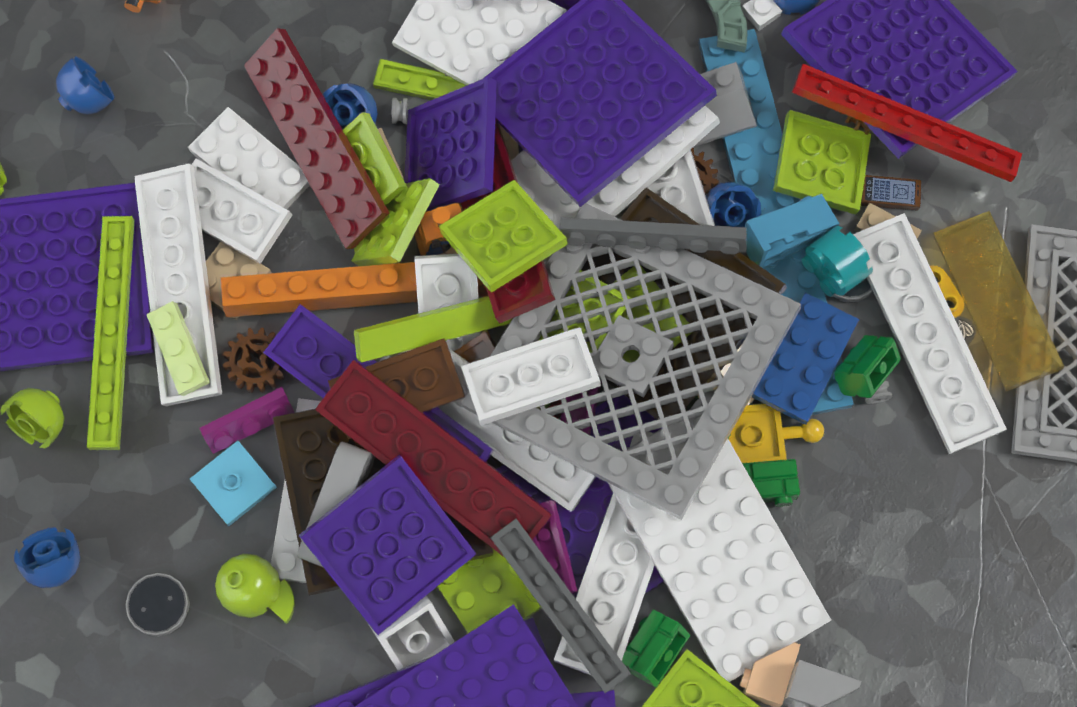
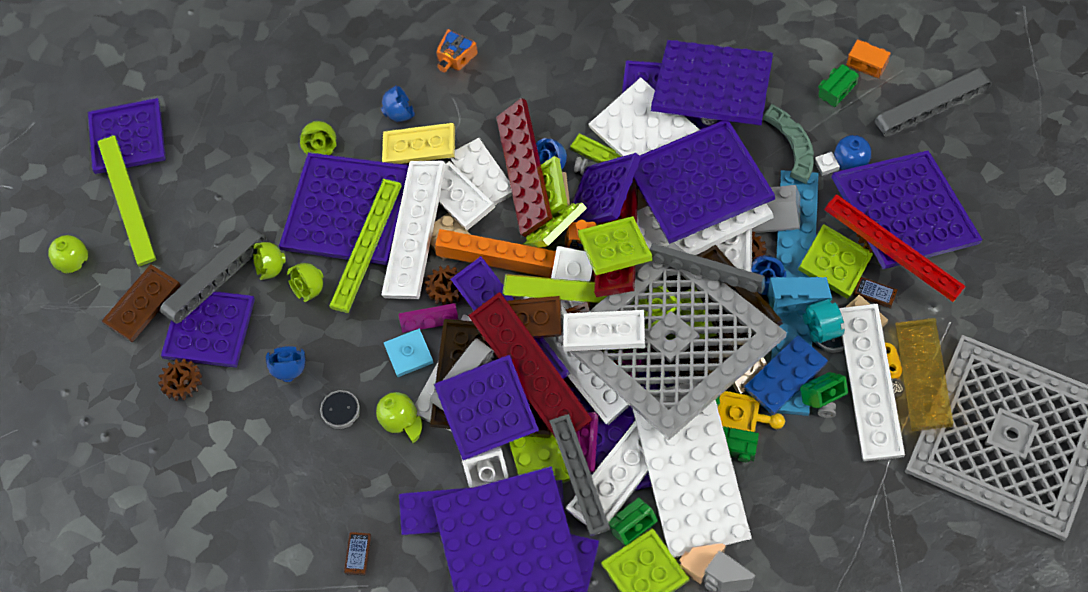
camera: 25 degrees right, 10 degrees down
(138, 143) = (419, 144): none -> light yellow plate
(178, 348) = (401, 264): yellowish green plate -> none

